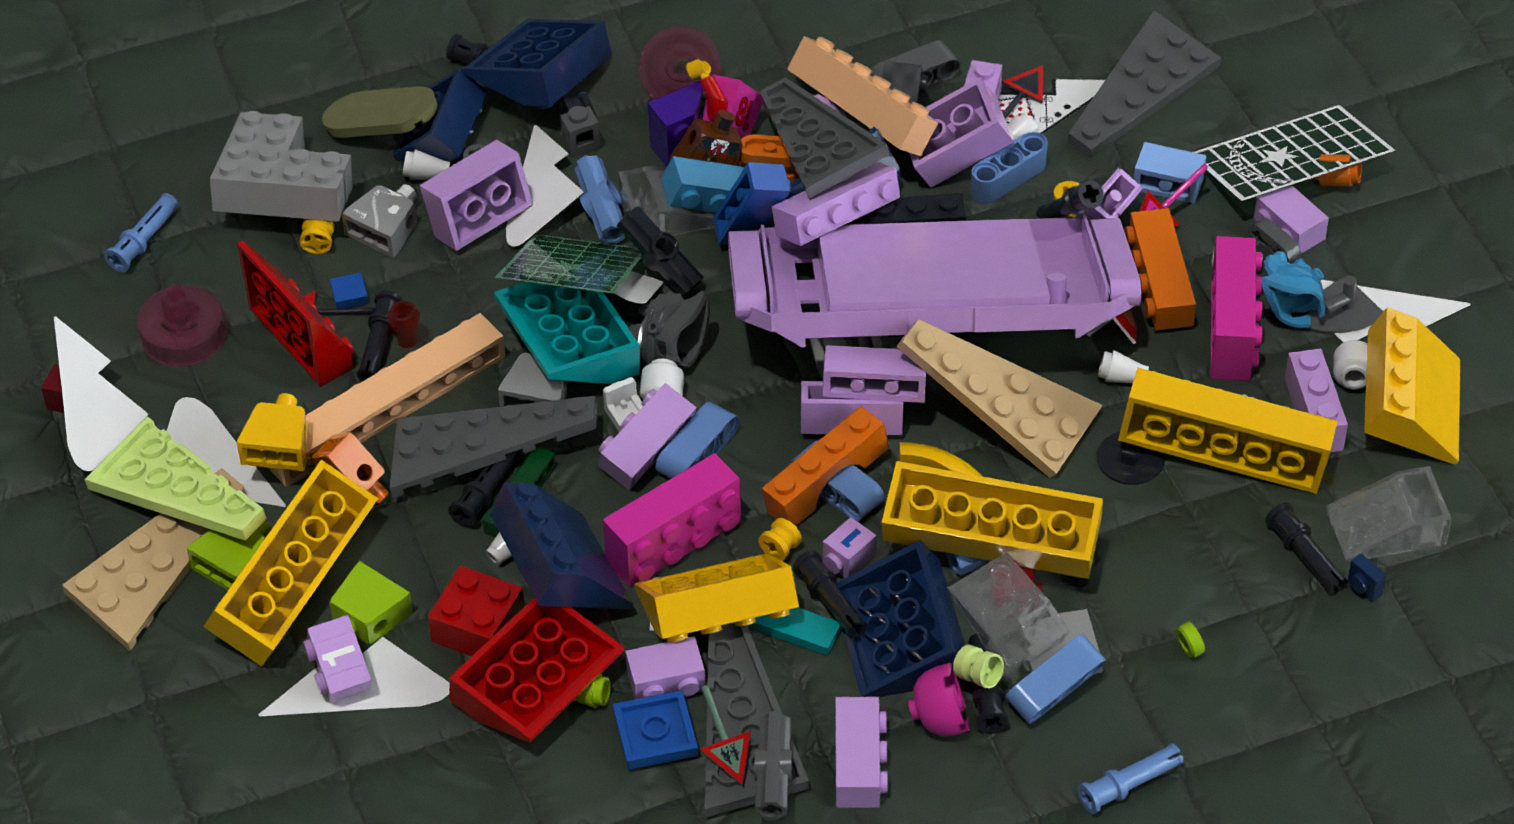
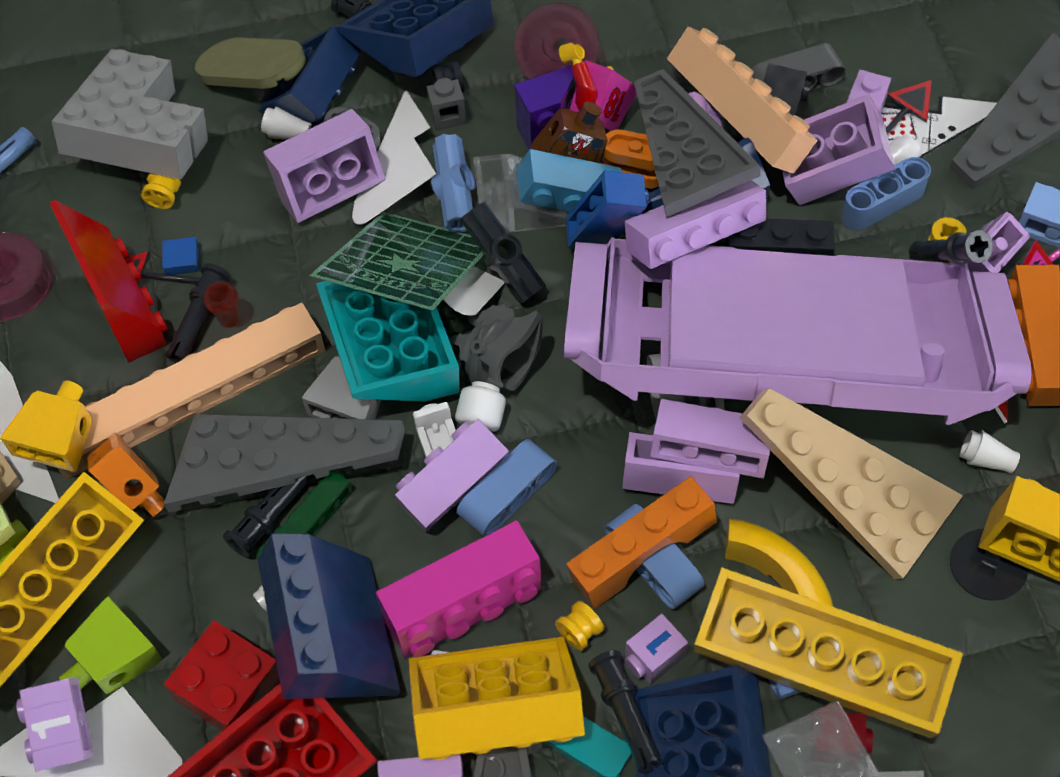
camera: 10 degrees right, 10 degrees up
(382, 218) = (230, 179): light grey torso -> none

